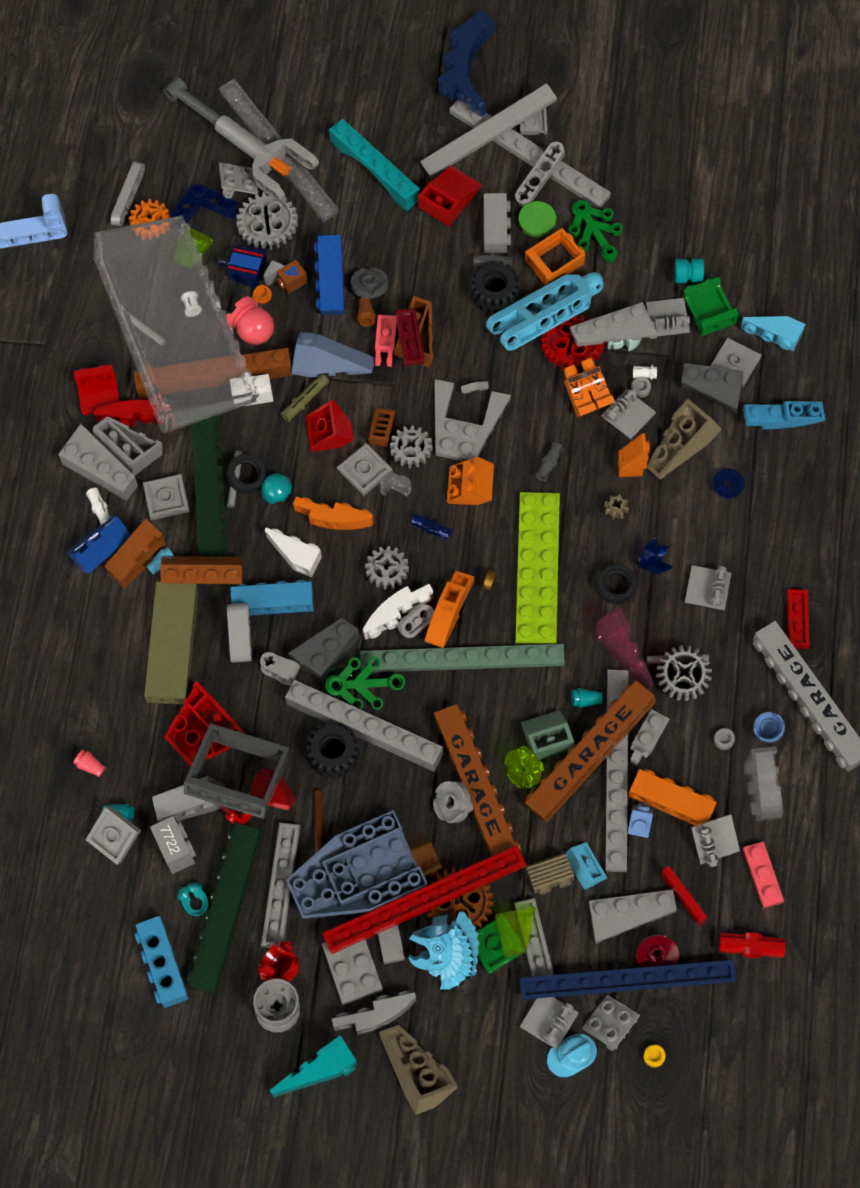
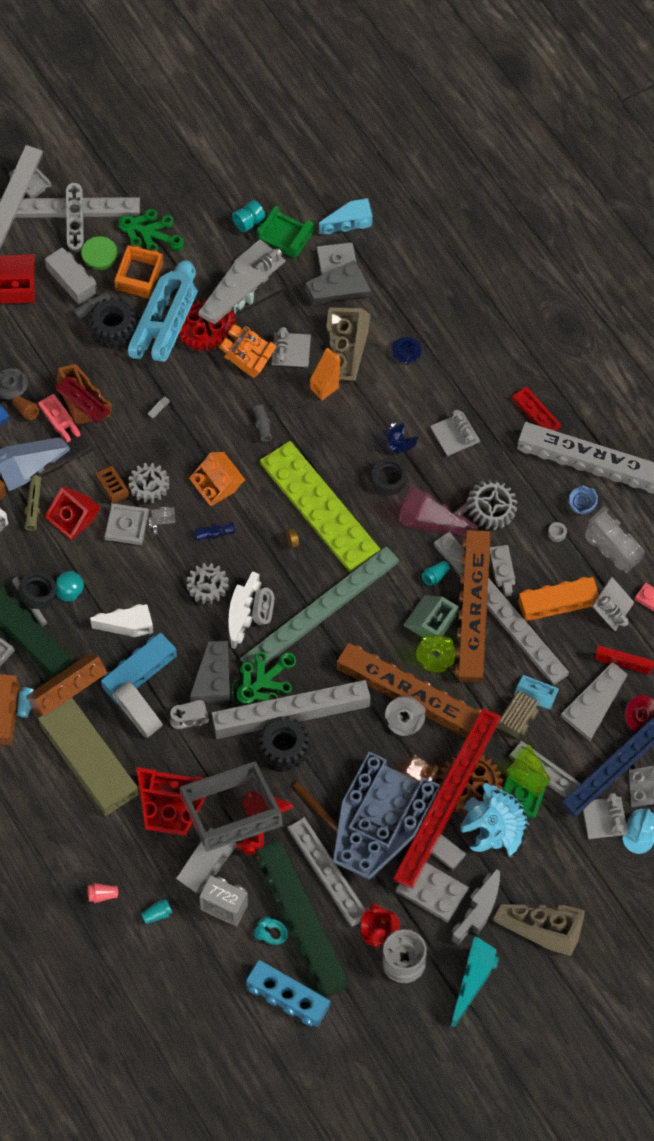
camera: 45 degrees left, 5 degrees down
(113, 835) = (169, 929): light grey plate -> none
(340, 517) = (139, 572): orange slope -> none
(448, 608) = (281, 580): orange slope -> none
(458, 438) = (177, 453): light grey wing -> none
(618, 502) = (341, 421): dark tan gear -> none
(640, 820) = (549, 630): medium blue bracket -> none
(642, 386) = (283, 321): light grey tile -> none
(646, 372) = (278, 311): white pin -> none
(784, 416) = (407, 273): dark azure slope -> none

